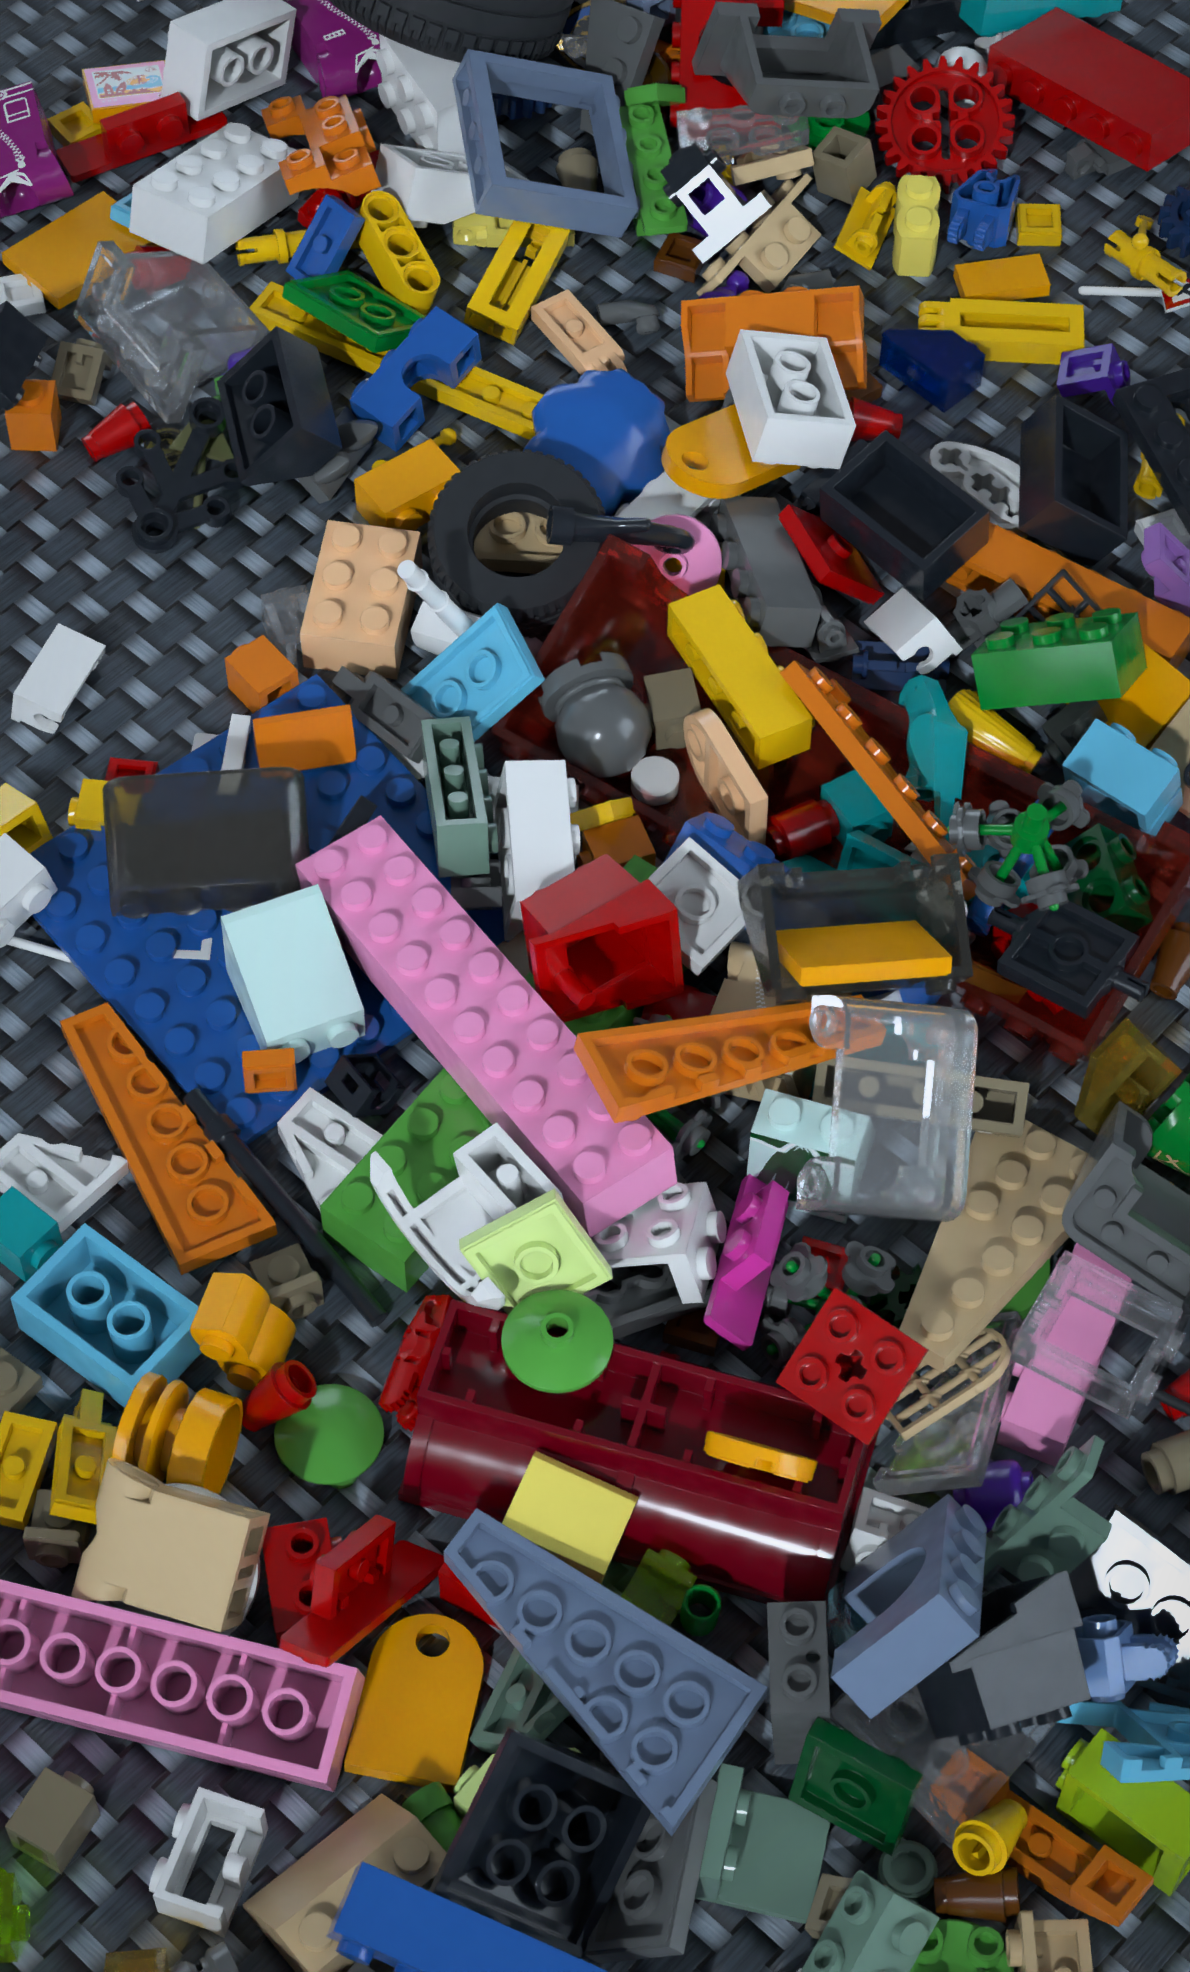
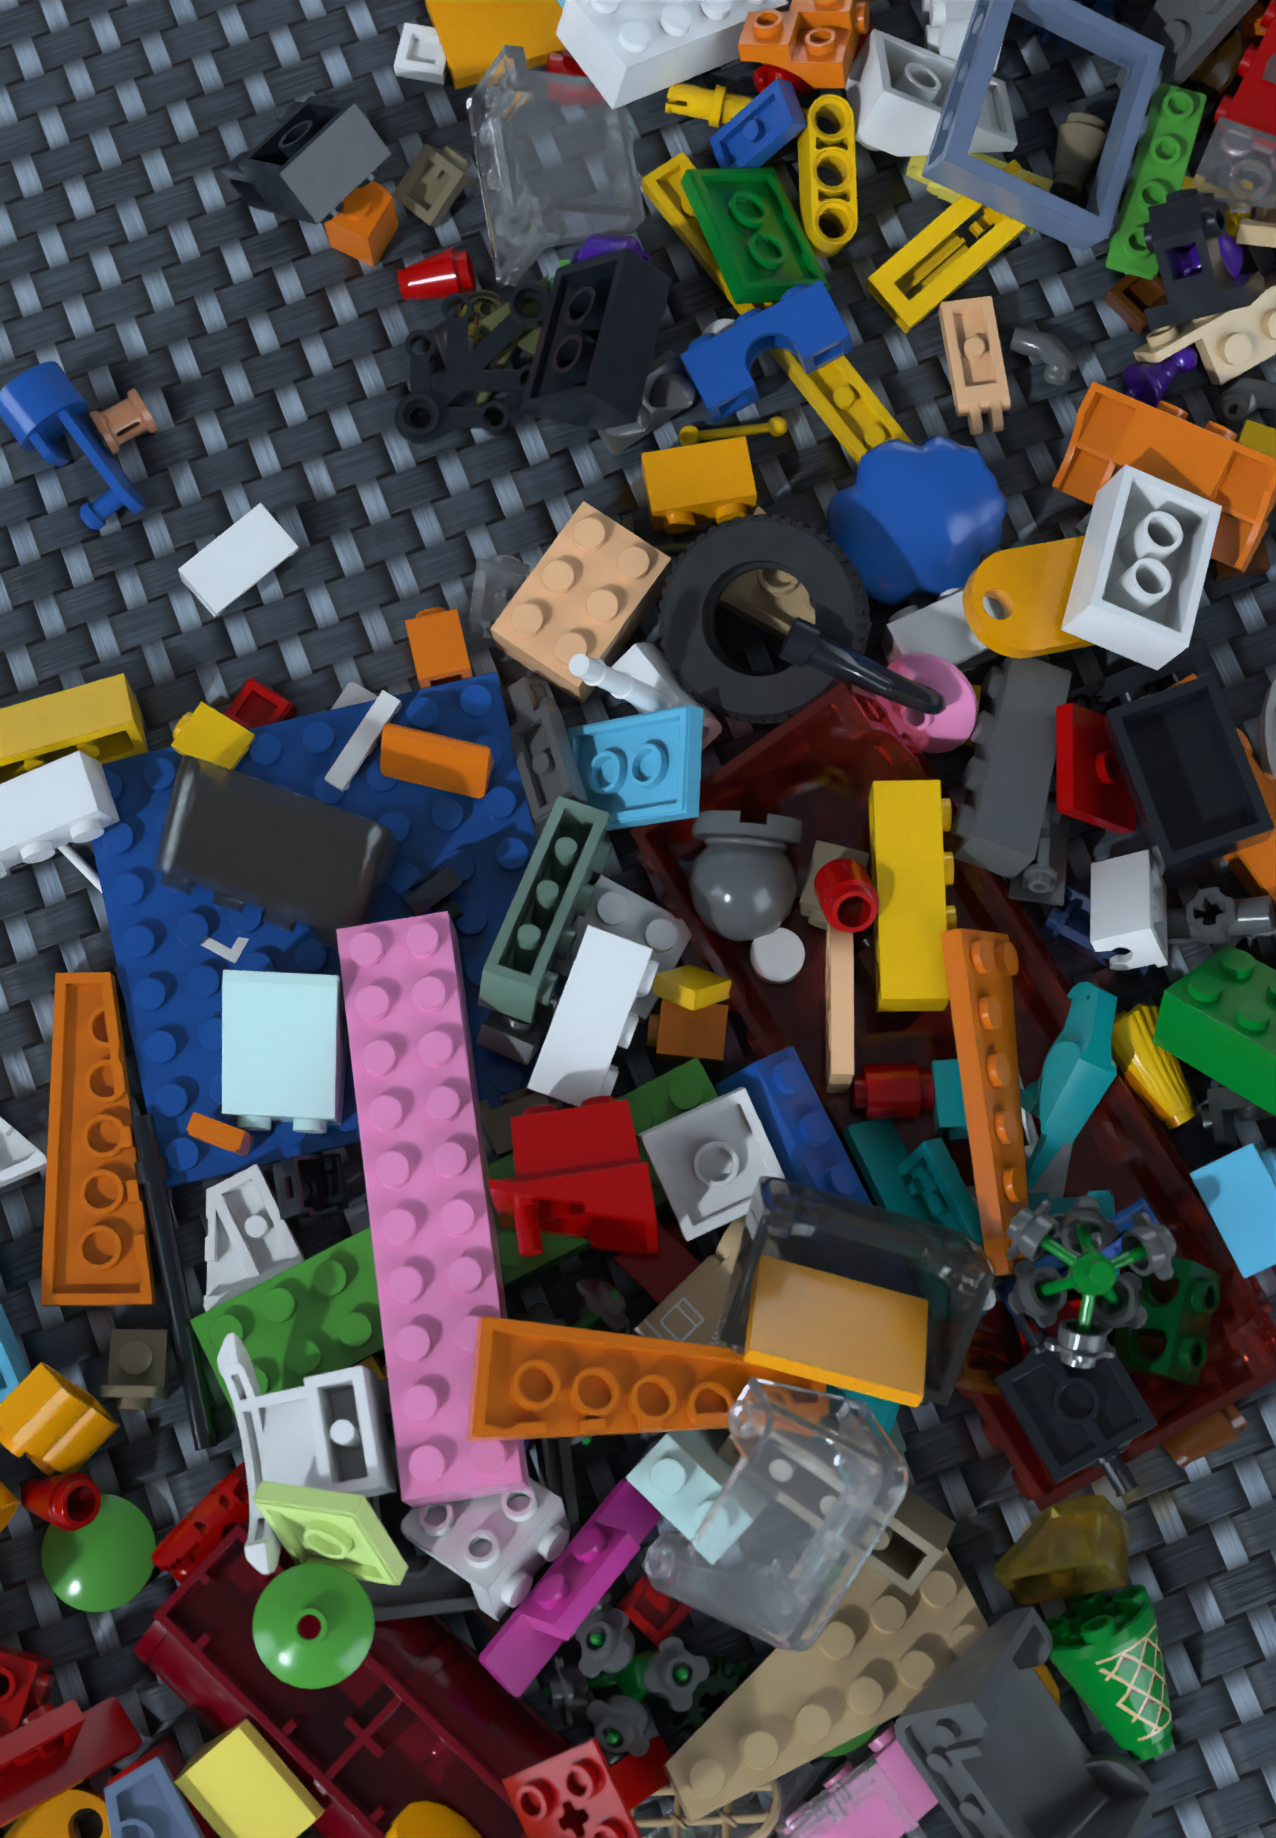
camera: 30 degrees right, 20 degrees up
(655, 94) = (1205, 86): bright green tile -> none
(691, 686) = (846, 895): none -> red brick
(873, 420) = (1231, 607): red cone -> none

